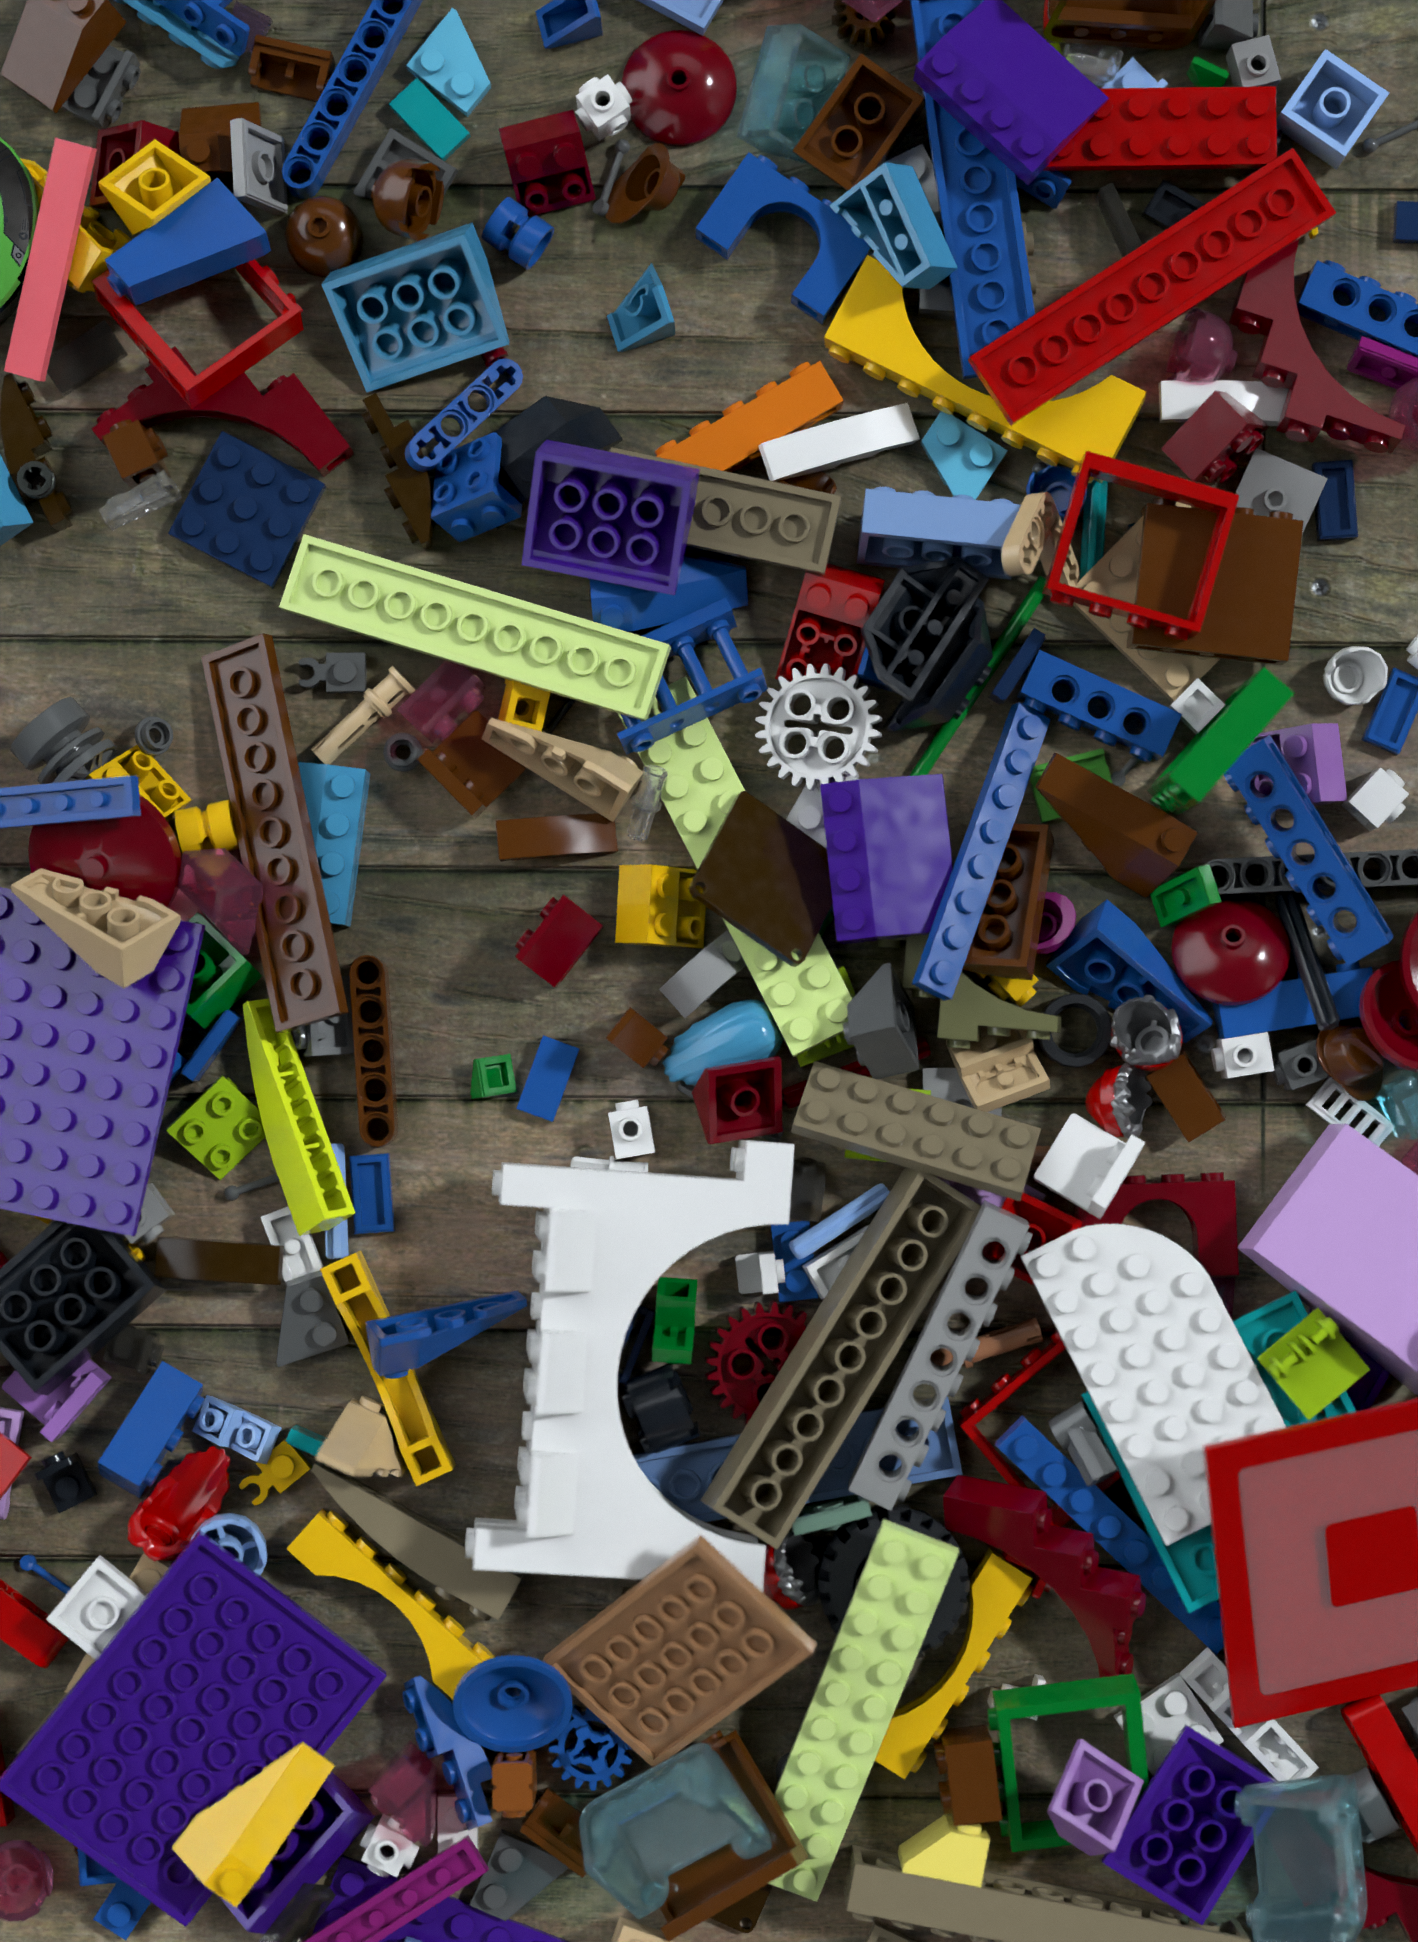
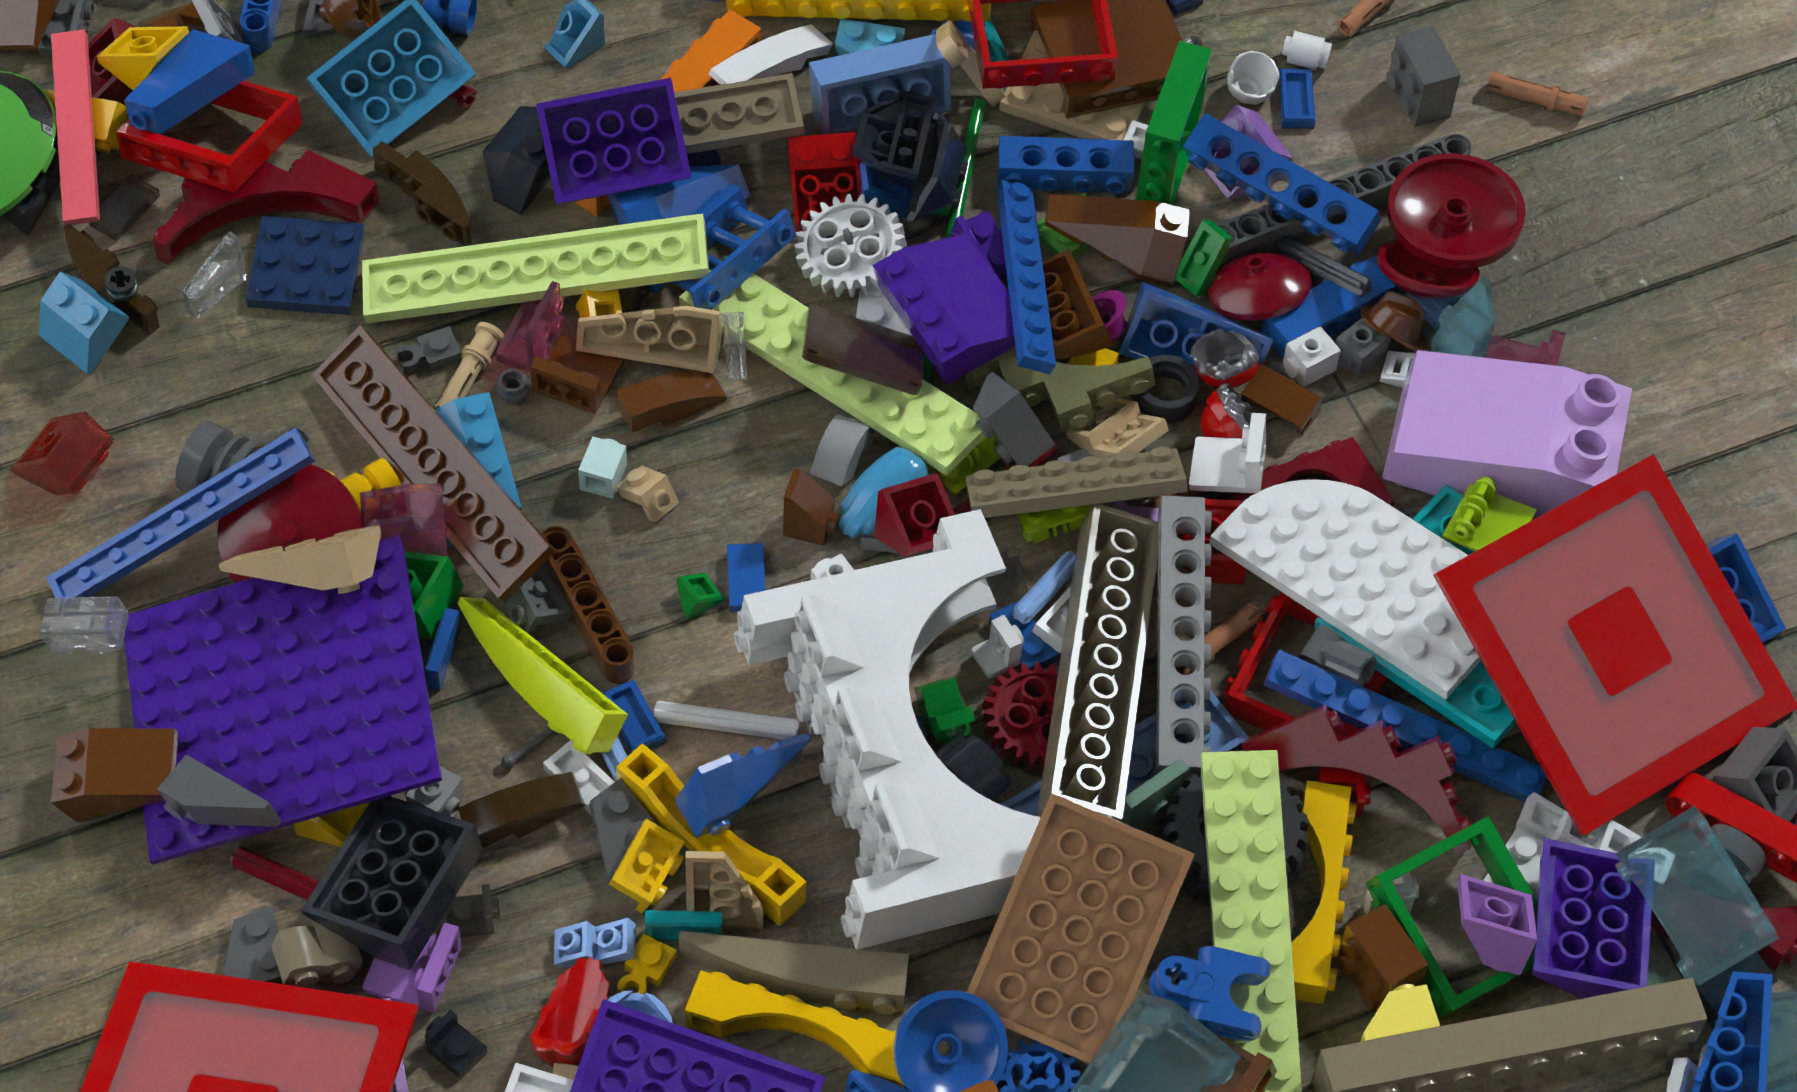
camera: 30 degrees left, 30 degrees down
(136, 451) = (194, 237): reddish brown brick -> none
(151, 1430) = (515, 969): blue wedge -> none
(219, 1127) = (476, 709): lime hinge -> none
(314, 1376) = (647, 863): none -> yellow bracket
(323, 236) = (288, 61): reddish brown cylinder -> none
(454, 892) = (602, 467): none -> light aqua brick
(460, 1235) = (725, 720): none -> white axle
(463, 414) = (456, 133): blue beam -> none
(468, 492) = (492, 181): blue bracket -> none
(488, 939) = (650, 491): none -> tan bracket
(558, 940) = (707, 463): dark red slope -> none
(658, 908) = (780, 415): yellow slope -> none
(774, 1762) = (1205, 989): none -> blue piece
(964, 772) = (986, 238): none -> dark purple bracket
(1017, 666) = (987, 160): dark blue tile -> none
(1377, 799) = (1317, 150): white brick -> none

